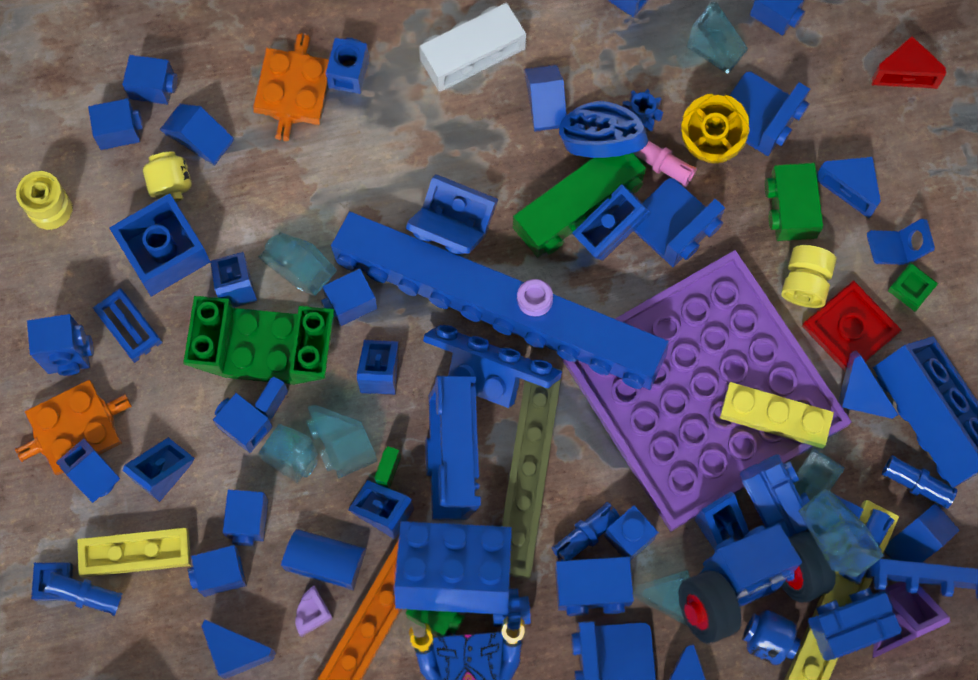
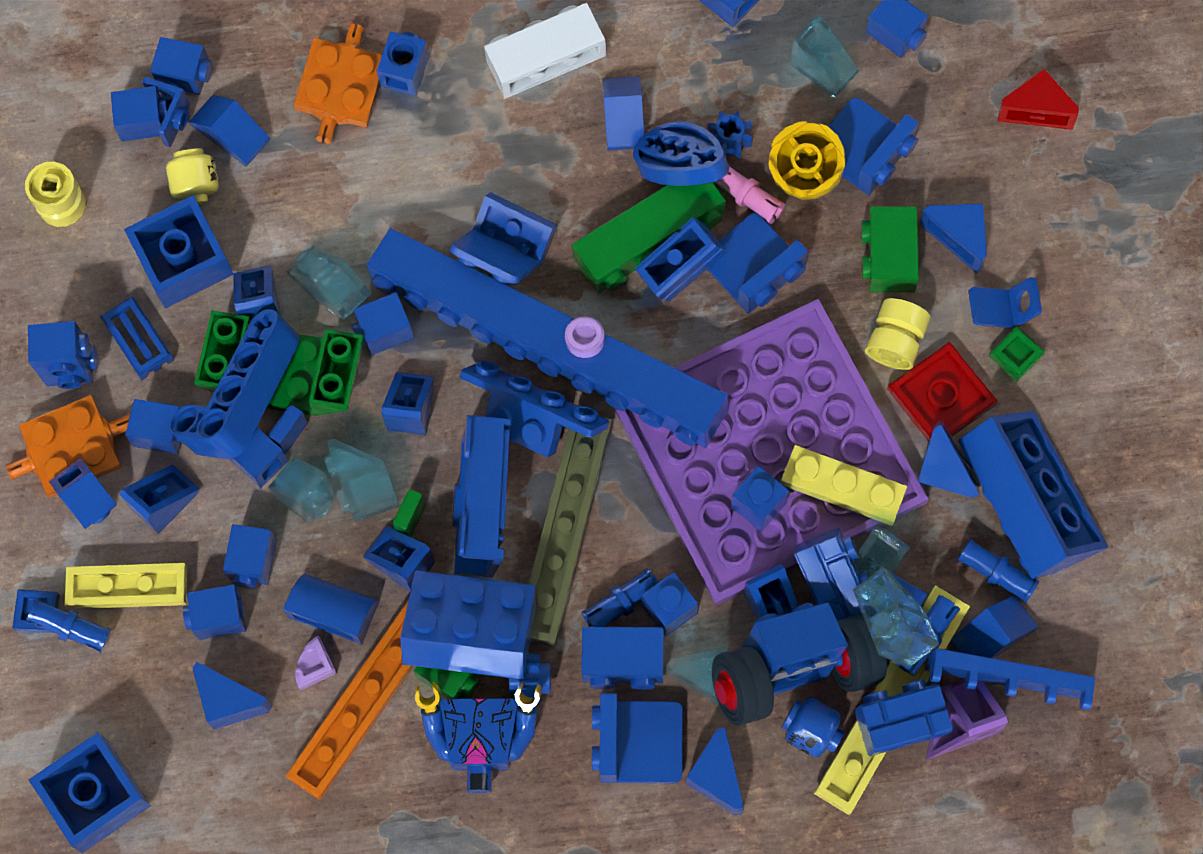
camera: 10 degrees right, 0 degrees up
(149, 121) = (177, 114): none -> blue bracket
(152, 404) = (150, 427): none -> blue brick
(228, 370) = (242, 393): none -> blue beam
(704, 432) = (759, 498): none -> blue brick

